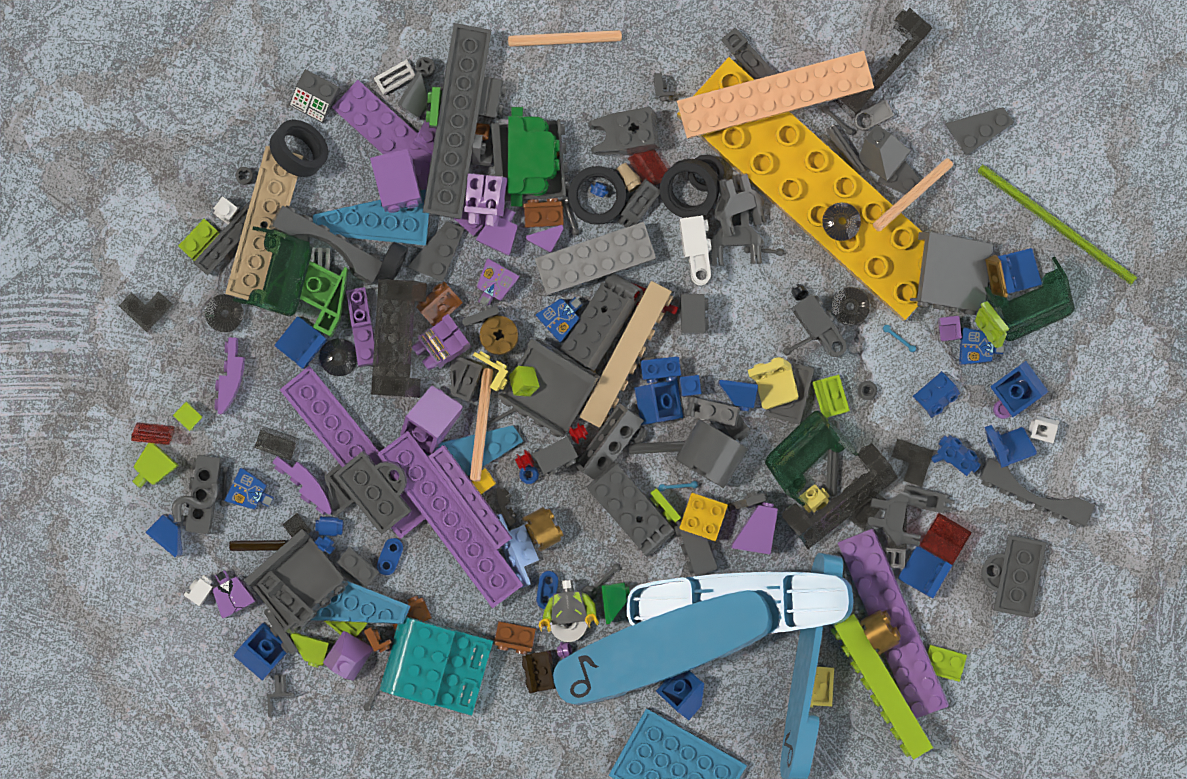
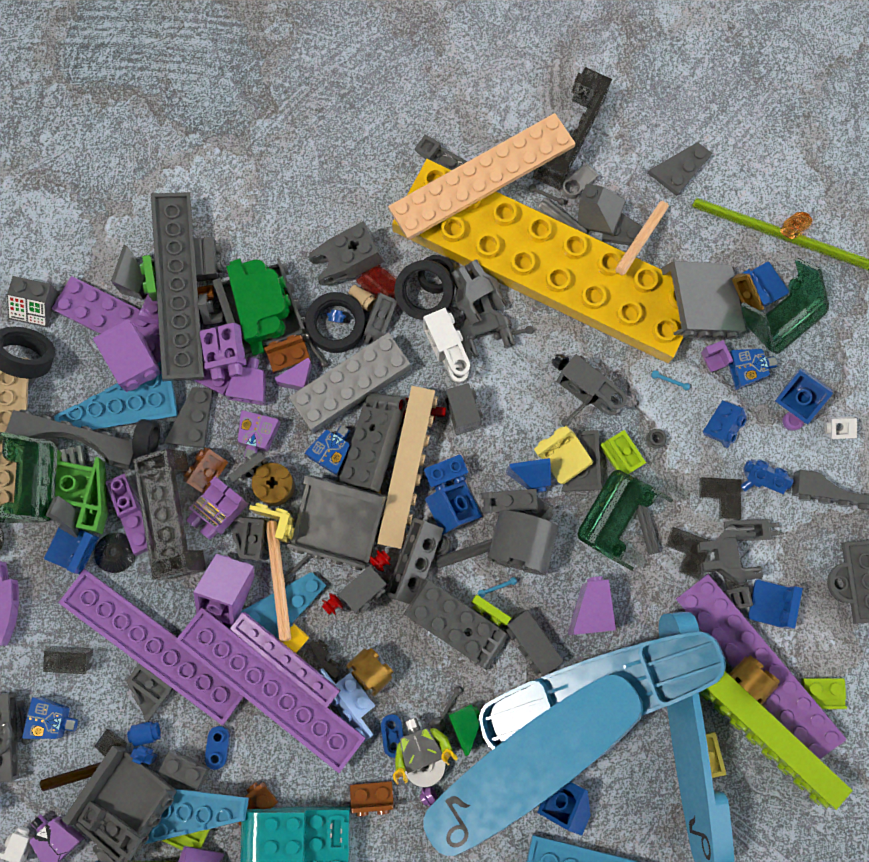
camera: 20 degrees left, 10 degrees down
(305, 313) = (65, 515): none -> dark grey slope
(311, 489) = (115, 698): medium lavender slope -> none
(374, 637) = (219, 846): dark orange bracket -> none
(375, 490) = (182, 681): dark grey plate -> none
(397, 84) = (104, 271): white tile -> none
(423, 64) = (134, 242): dark grey wheel -> none
(523, 381) = (310, 522): lime panel -> none
(529, 480) = (334, 618): blue plate -> none
(538, 671) = (407, 828): dark brown bracket -> none
(564, 38) = (265, 187): light nougat axle -> none
(659, 85) = (371, 210): dark grey bracket -> none
(690, 385) = (480, 481): blue brick -> none
(703, 516) = (533, 610): yellow bracket -> none
(752, 498) = (577, 578): dark grey wing -> none
(814, 497) = (643, 561): light yellow brick -> none
(831, 221) = (579, 286): dish -> none
(840, 508) = (697, 517): clear smoke plate -> none
(857, 298) = (618, 353): clear smoke dish -> none
(944, 538) = (783, 563): clear red slope -> none
(991, 324) = (760, 337): lime plate -> none
(1010, 446) = (815, 453): blue bracket -> none
(1072, 219) = (796, 225): none -> clear orange plate

